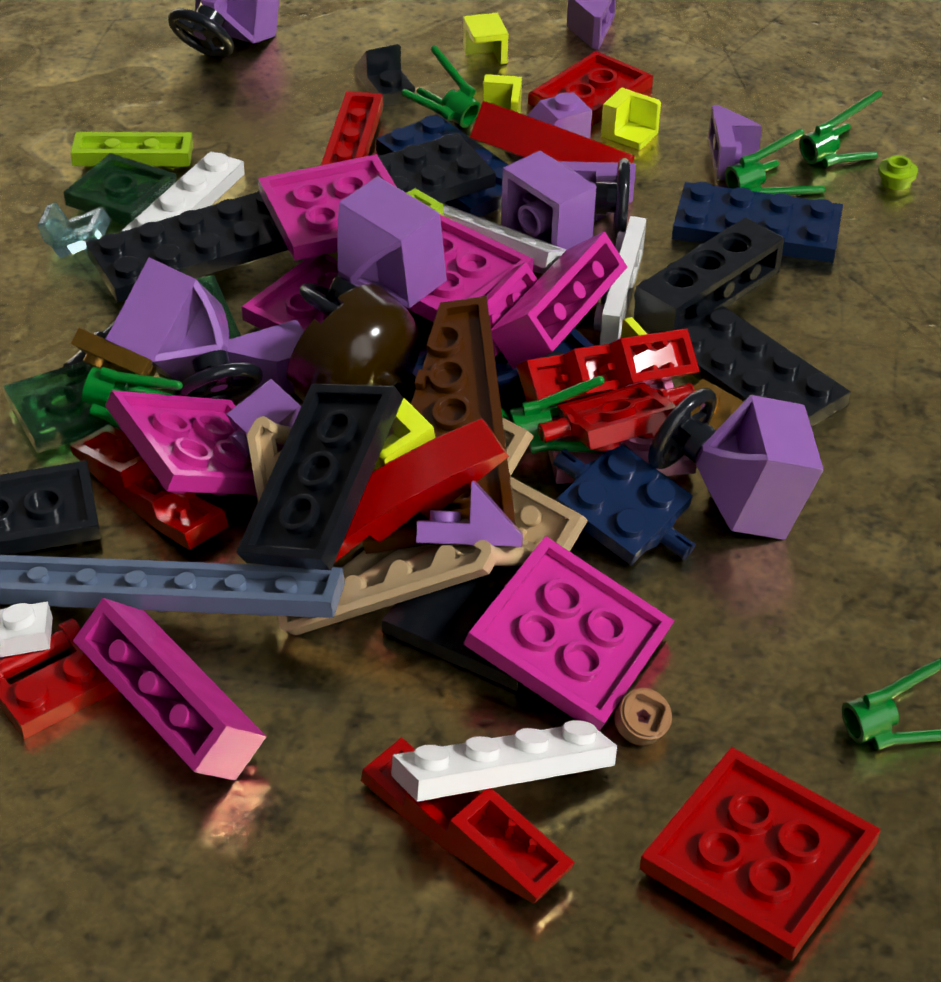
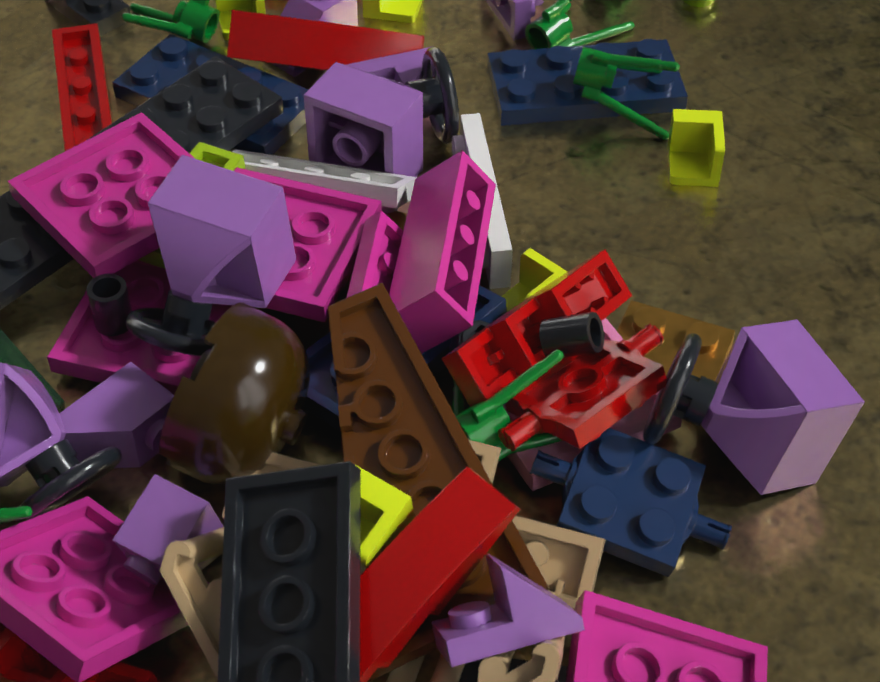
camera: 20 degrees left, 5 degrees up
(296, 272) = (109, 303): none -> black hinge
(624, 375) = (572, 334): none -> black hinge
(709, 277) = (572, 171): black brick -> none
(752, 363) = (682, 268): black plate -> none
(764, 209) = (598, 70): none -> green plant
(819, 286) = (696, 147): none -> neon yellow panel

